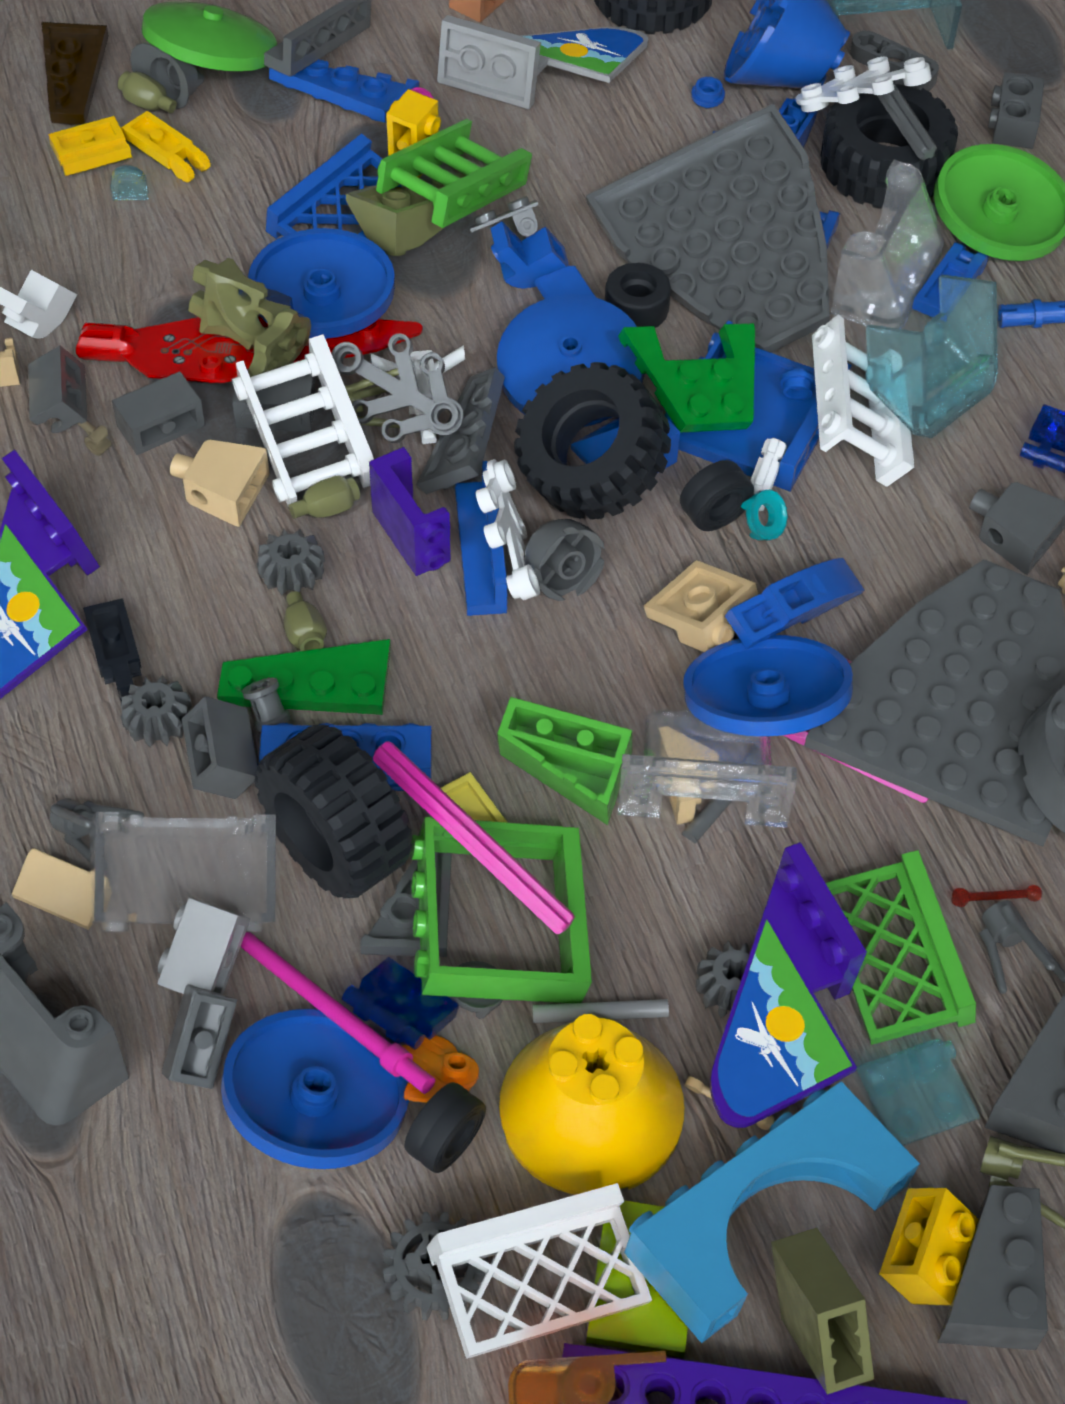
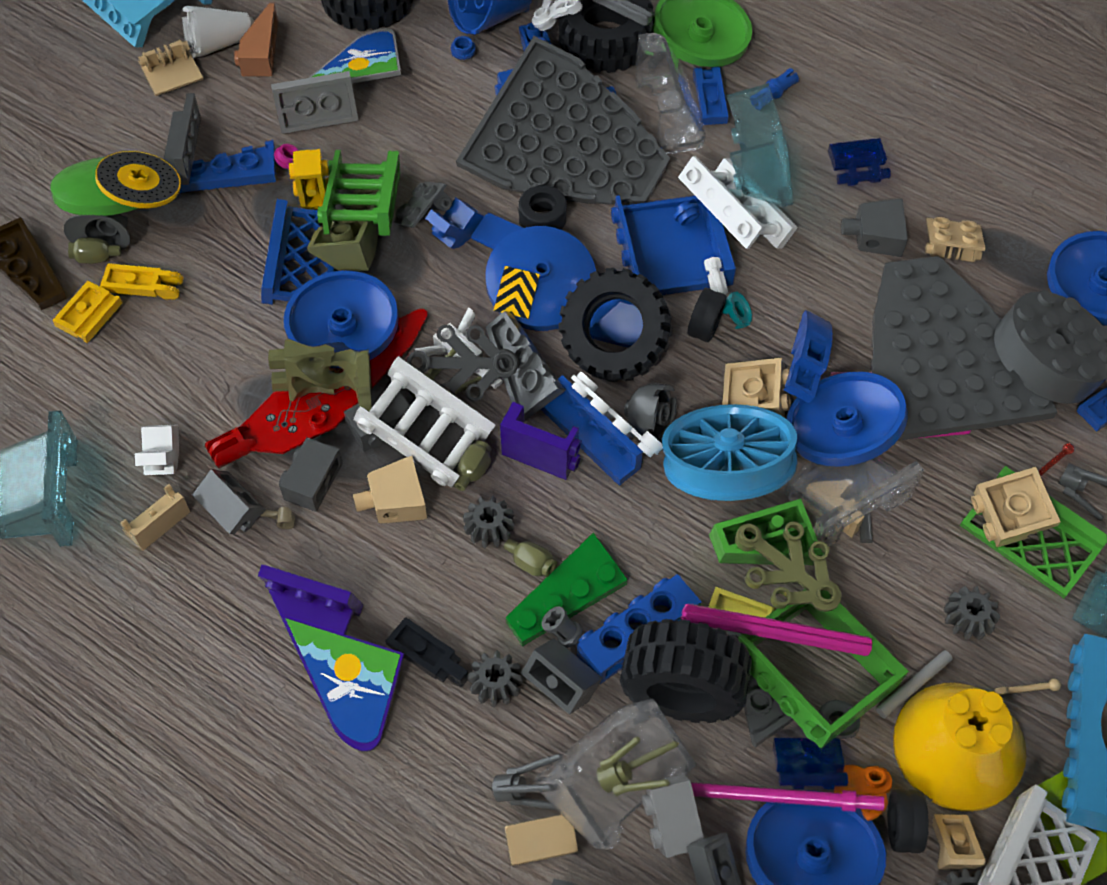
camera: 35 degrees left, 5 degrees up
(129, 184) = (141, 324): clear light blue tile -> none
(179, 870) = (614, 774): none -> olive plant
(233, 39) = (137, 179): none -> piece
(481, 1188) = (957, 843): none -> tan slope
(525, 355) = (516, 292): none -> sticker
(550, 793) = (791, 569): none -> olive plant
(598, 638) = (742, 441): none -> dark azure wheel
(701, 391) = (644, 250): green wing -> none
(777, 1033) = (1033, 632): piece -> none
(887, 894) = (1014, 507): none -> tan plate

